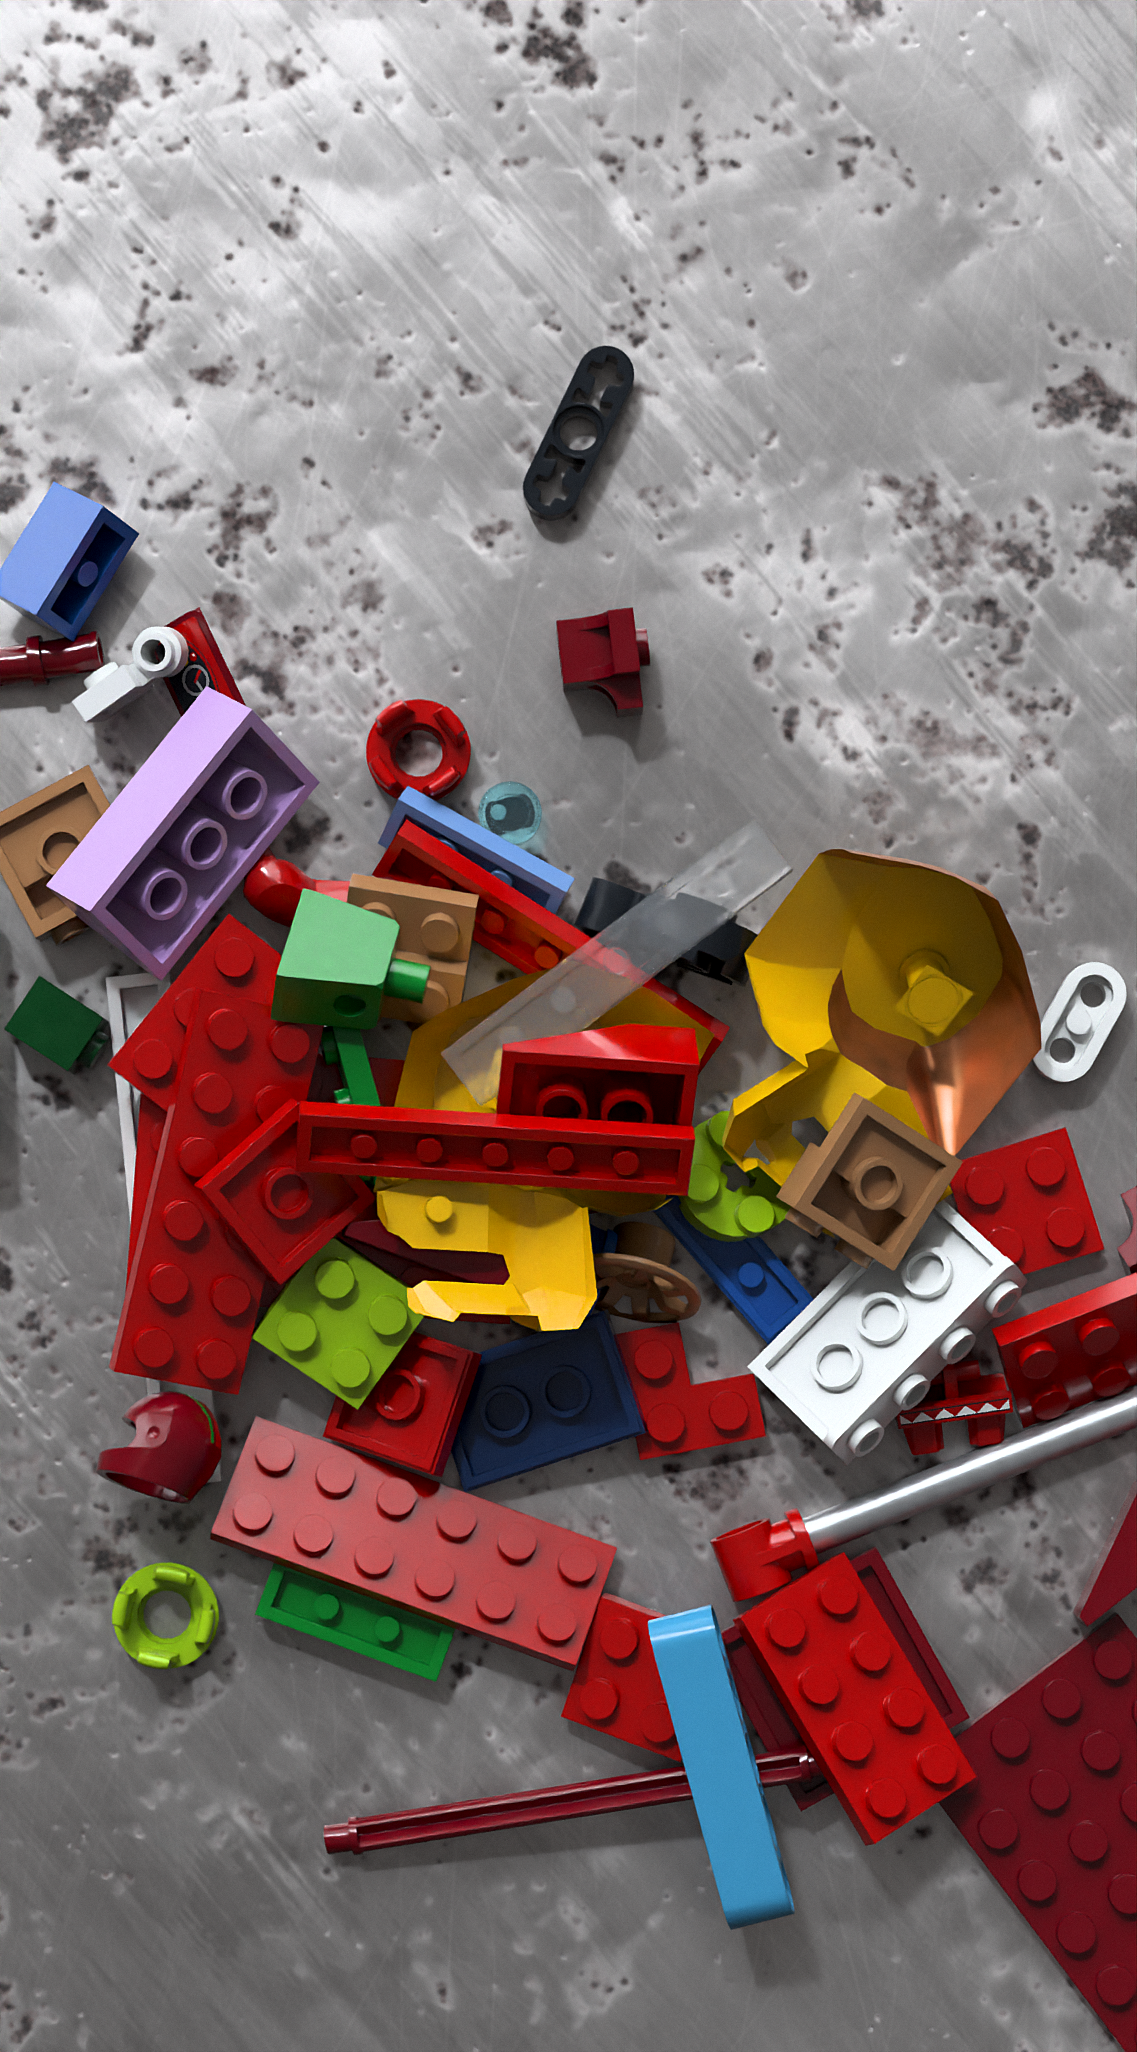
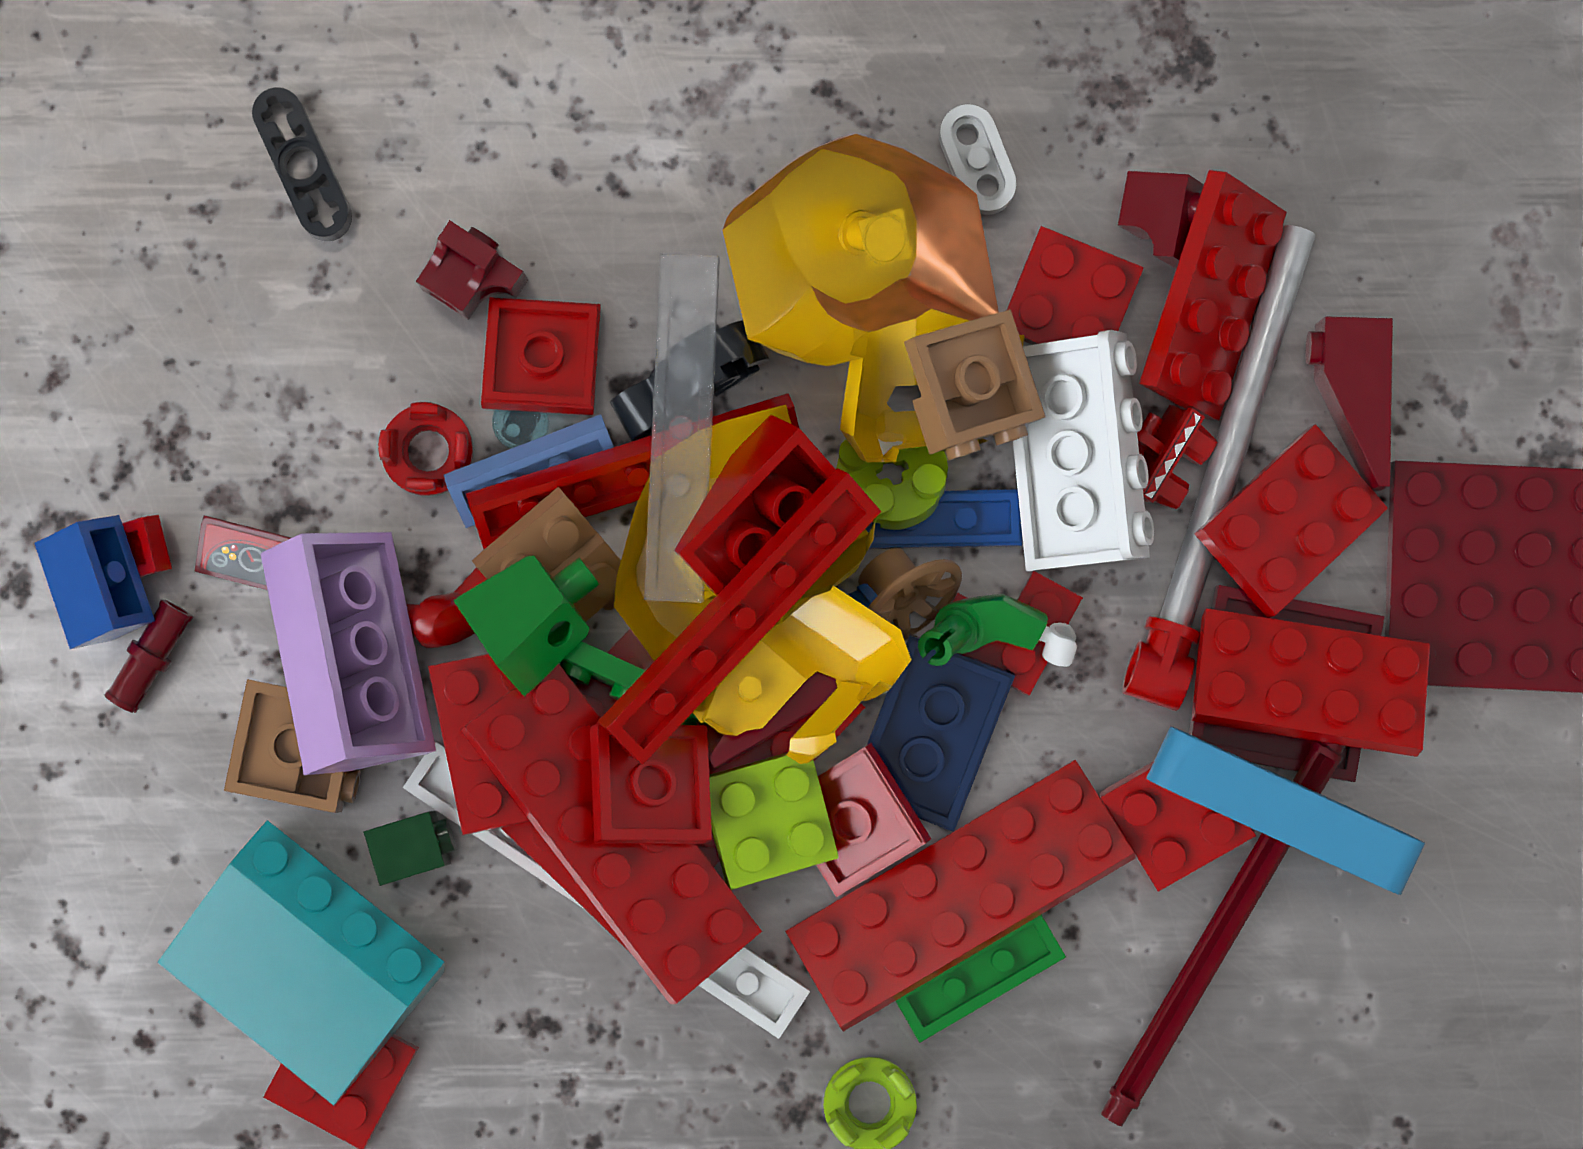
camera: 50 degrees left, 0 degrees up
(116, 687) = (211, 617): white plate -> none
(133, 580) = (148, 545): none -> red plate
(172, 1448) = (762, 1007): dark red helmet -> none
(583, 783) = (541, 356): none -> red plate
(674, 1366) = (988, 618): none -> green arm
(985, 1565) = (1291, 521): none -> red plate

